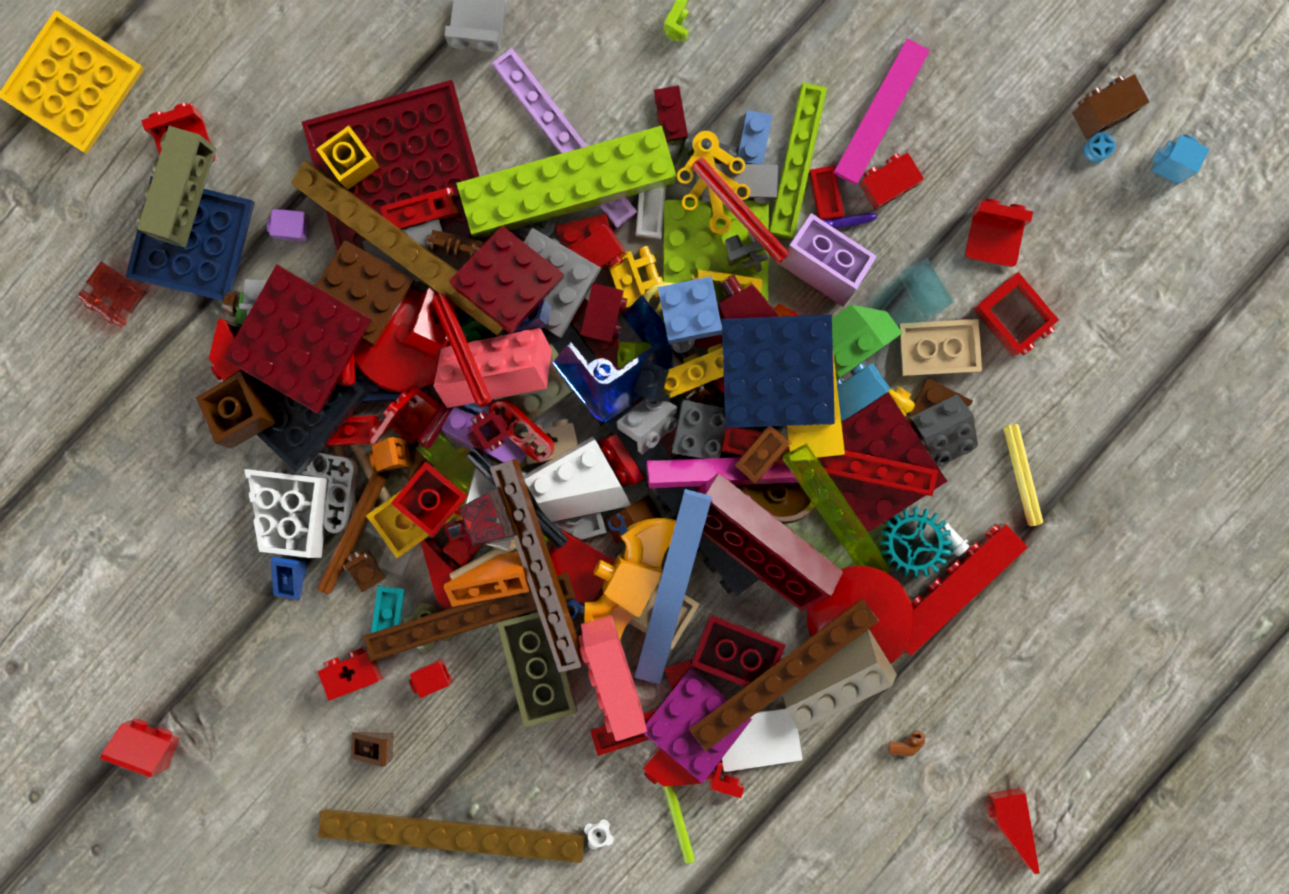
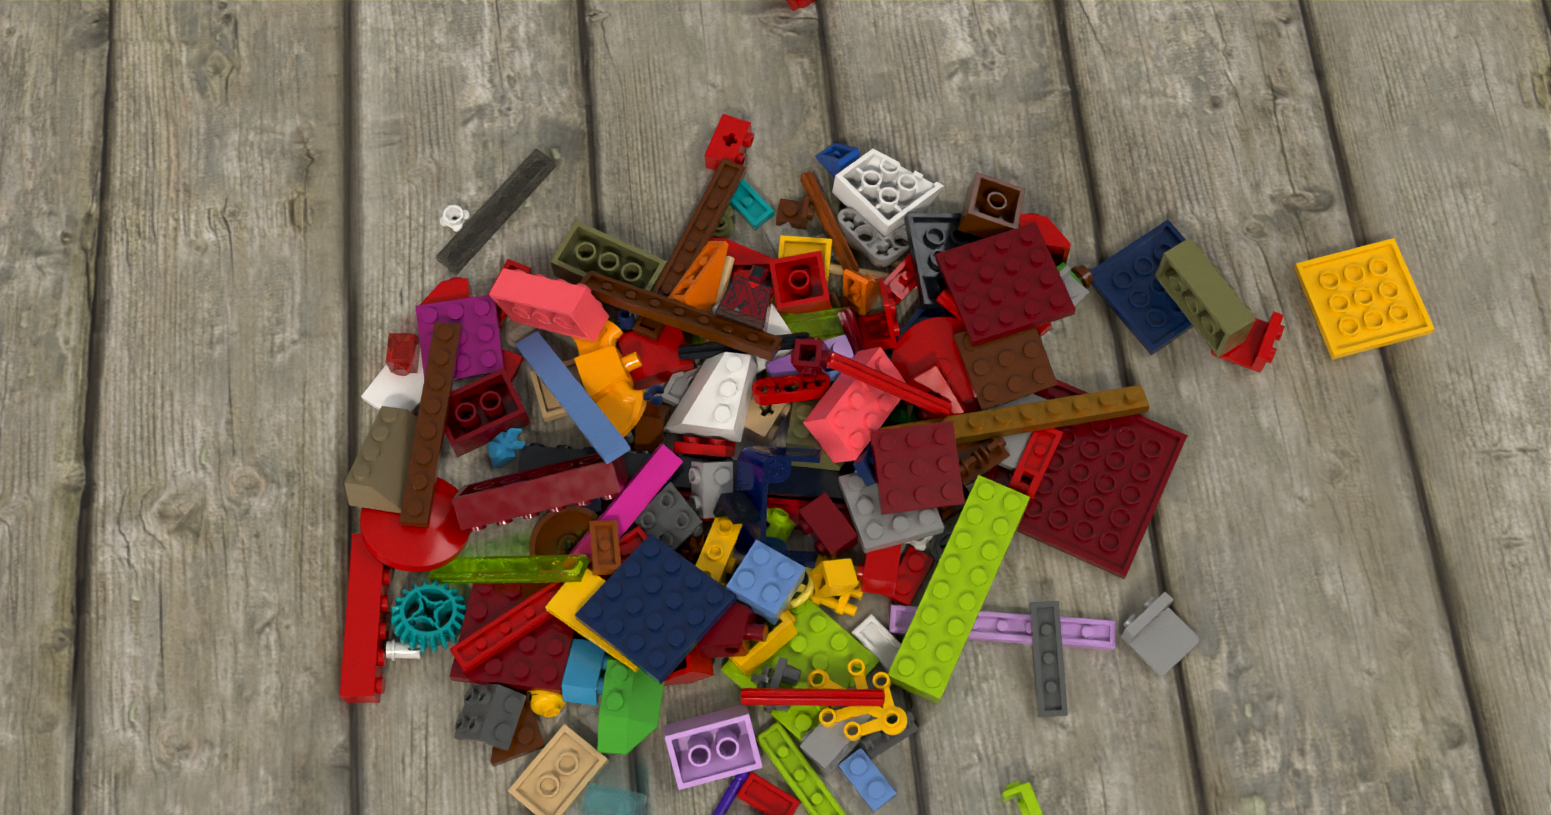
camera: 130 degrees right, 20 degrees down
(115, 287) = (1171, 207): clear red plate -> none
(288, 225) = (1108, 362): medium lavender brick -> none
(347, 158) = (1123, 438): yellow head -> none
(372, 747) = (661, 121): reddish brown slope -> none
(430, 678) = (673, 194): red brick -> none
(451, 835) = (551, 125): pearl gold plate -> none
(562, 83) = (1048, 659): none -> dark grey plate
(564, 806) = (496, 211): none -> clear smoke plate
(637, 274) = (834, 578): none -> yellow brick
(671, 113) = (948, 729): dark red plate -> none
(679, 824) = (402, 275): lime bar -> none
(727, 785) = (400, 324): red bracket -> none
(746, 757) = (403, 353): none -> clear red brick
(747, 610) = (502, 447): none -> dark azure plate
(909, 746) = (291, 481): dark orange arm -> none
(1012, 817) = (161, 504): red slope -> none
(1023, 475) = (397, 752): light yellow axle -> none

